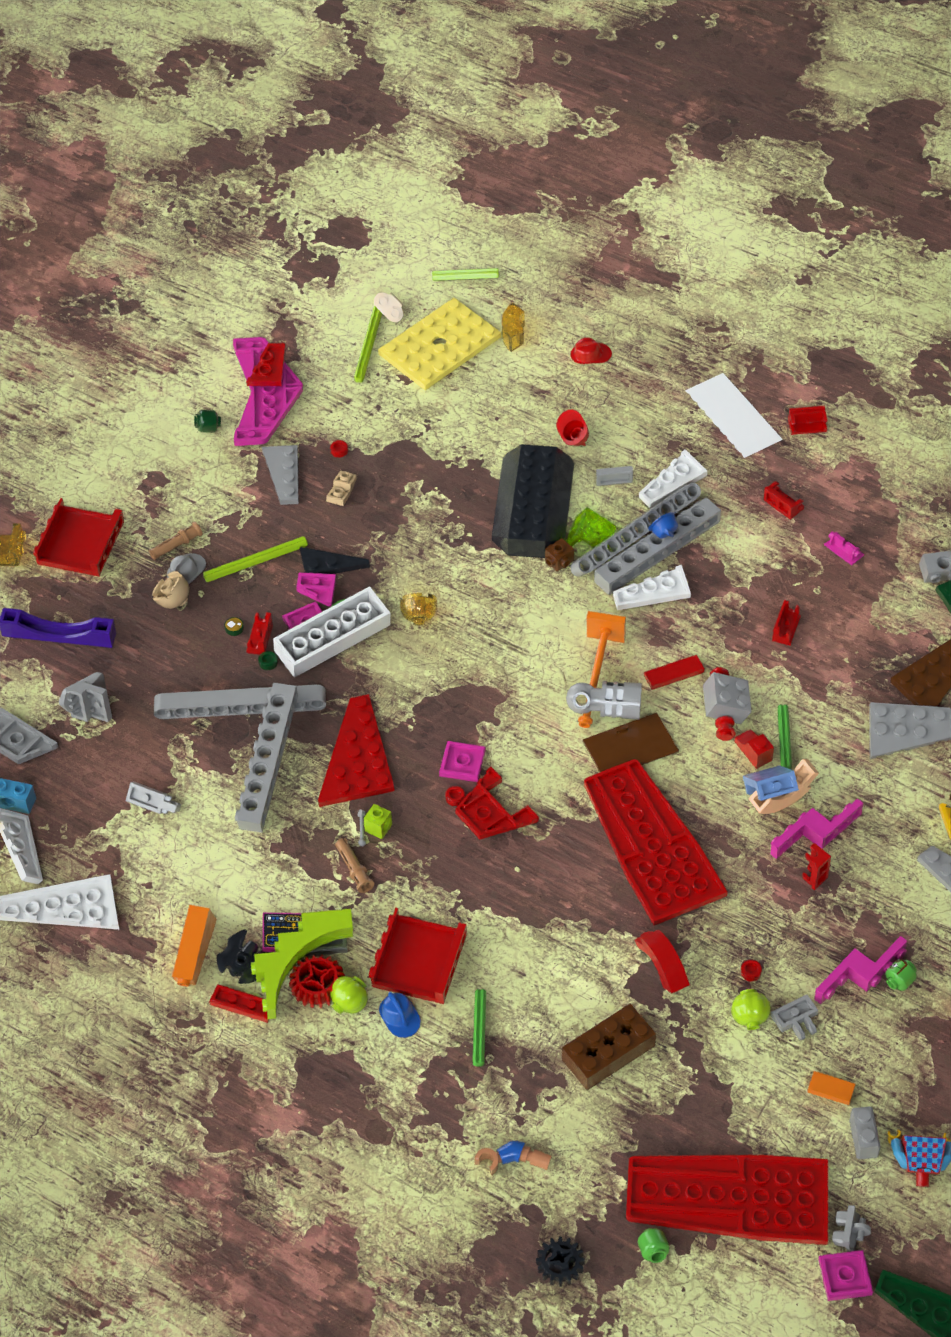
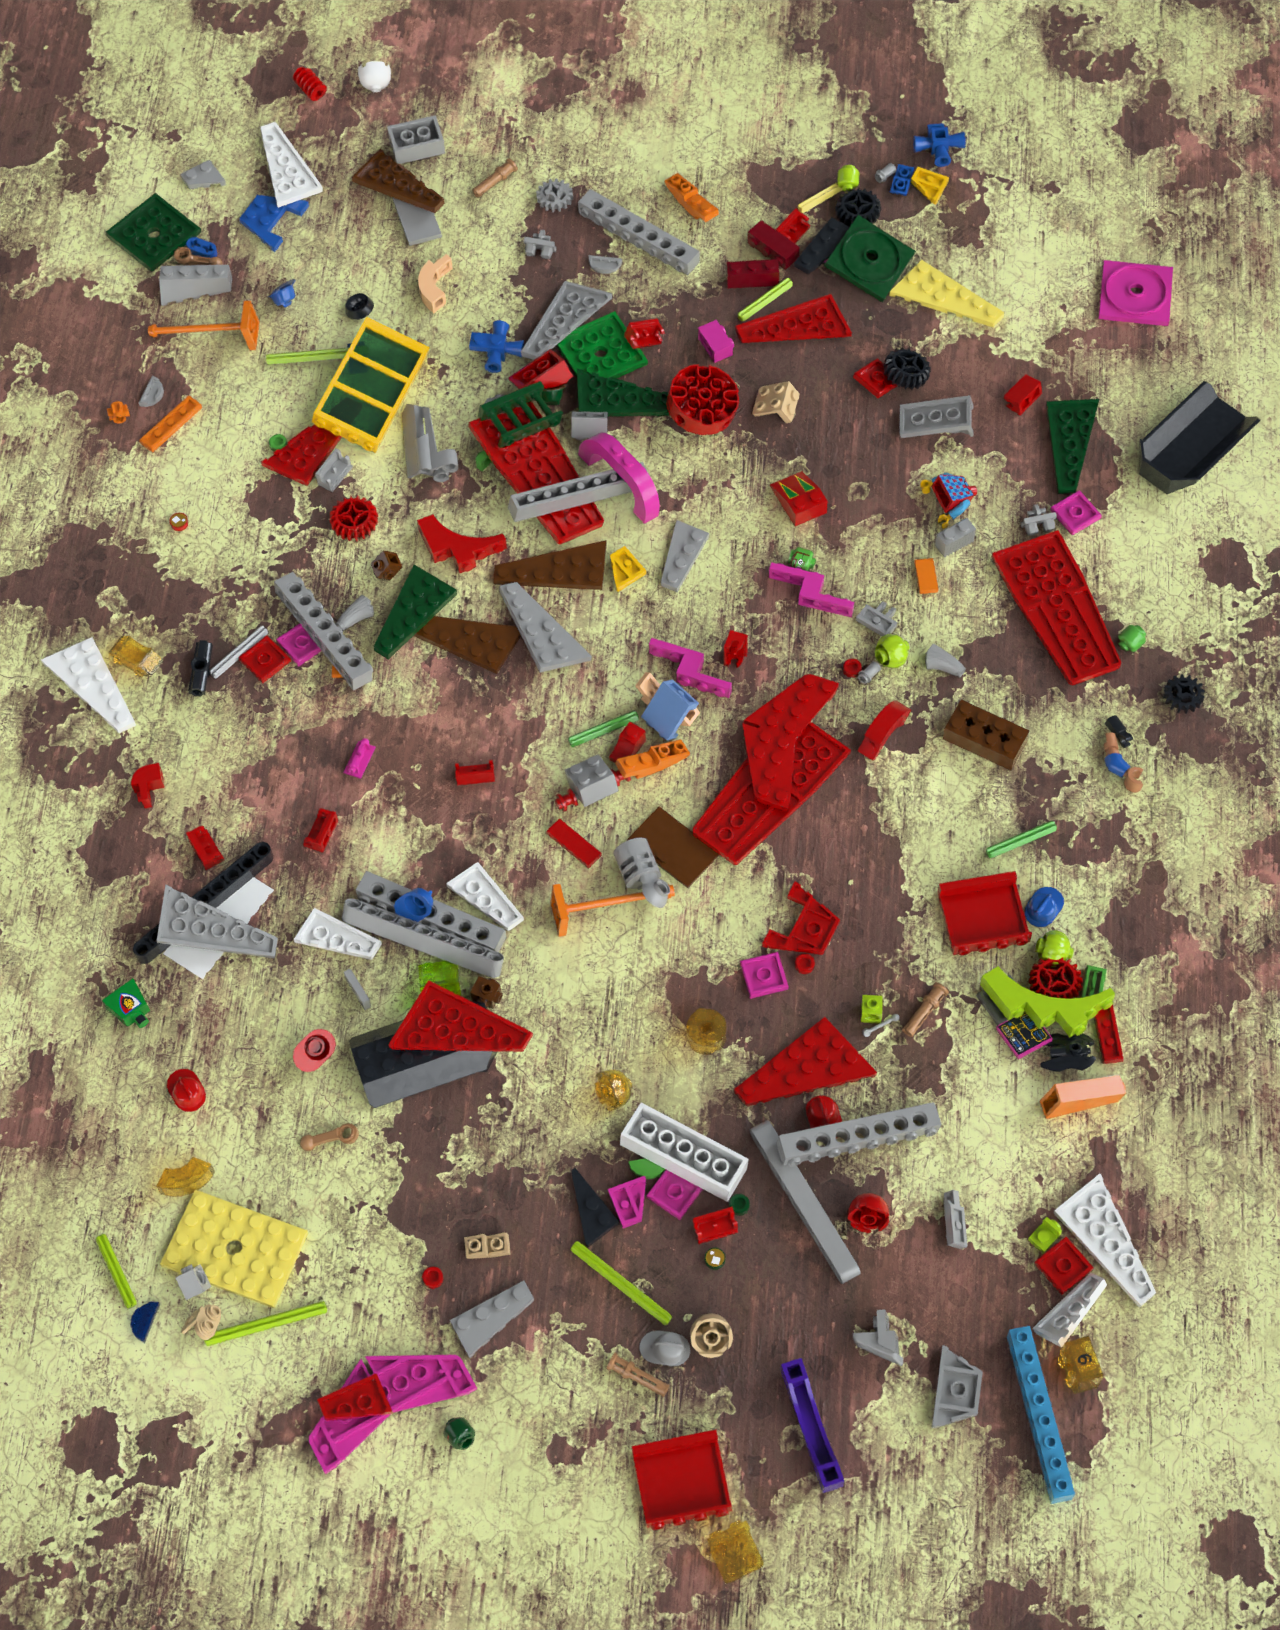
camera: 115 degrees left, 10 degrees up
(61, 861) = (1064, 1265): none -> red plate
(95, 862) = (1045, 1235): none -> lime bracket
(199, 738) = (868, 1212): none -> red cylinder
(305, 750) = (822, 1111): none -> red piece
(307, 1024) = (1096, 969): none -> bright green tile
(416, 279) = (143, 1319): none -> clear blue tile
(421, 312) = (192, 1281): none -> light grey brick
(431, 691) = (709, 1021): none -> clear yellow brick
(491, 431) = (309, 1142): none -> medium nougat piece
(537, 504) = (455, 1024): none -> red wing
(550, 1176) = (1117, 727): none -> black bar
(684, 335) = (128, 1005): none -> green torso
(695, 856) = (772, 736): none -> red wing
(719, 1049) = (939, 659): none -> light grey piece
(726, 387) = (201, 926): none -> light grey wing
(727, 756) = (656, 759): none -> orange slope
(734, 975) = (866, 675): none -> light grey pin
(754, 405) = (214, 898): none -> black beam
(893, 398) = (147, 779): none -> red brick

